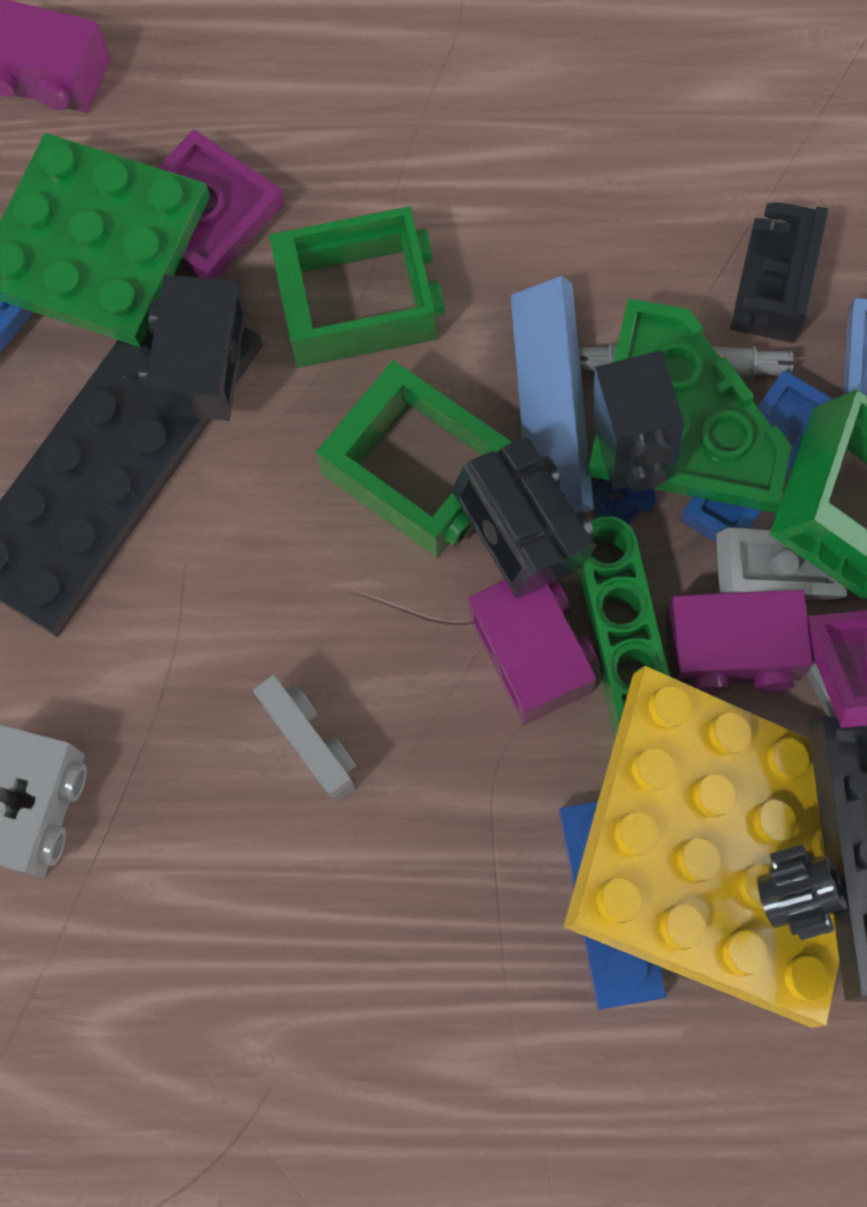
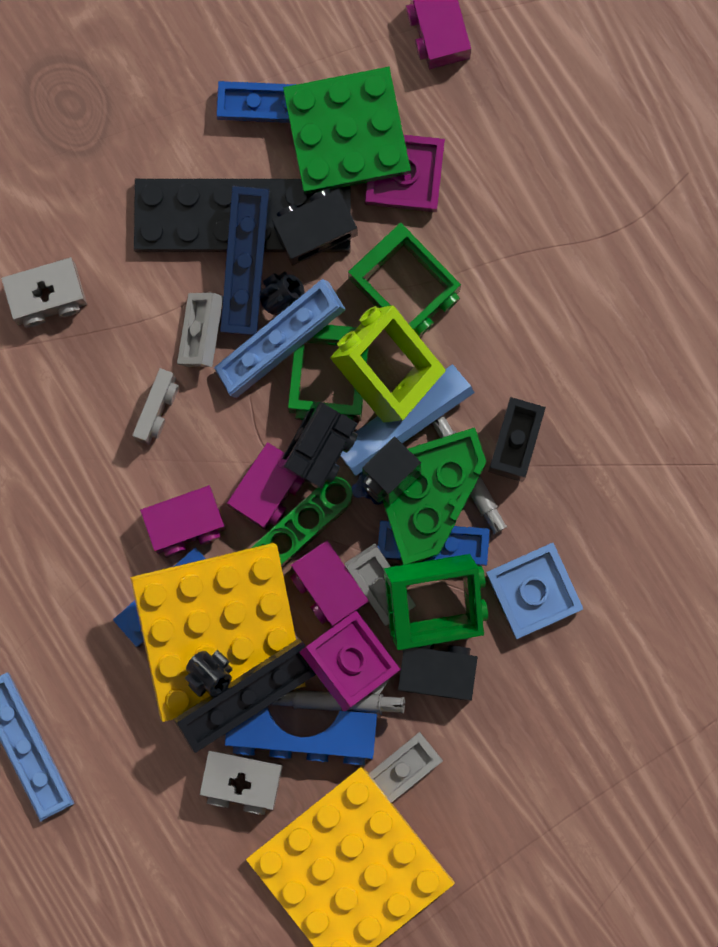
camera: 55 degrees right, 10 degrees up
(174, 474) = (244, 260): none -> dark blue plate
(234, 604) = (200, 330): none -> light grey plate
(261, 457) = (280, 292): none -> black gear
(324, 490) = (279, 338): none -> medium blue tile
(507, 392) = (412, 388): none -> lime window
(508, 800) = (183, 521): none -> magenta brick
(677, 256) = (516, 439): none -> black brick
(779, 271) = (548, 495): black hinge -> none

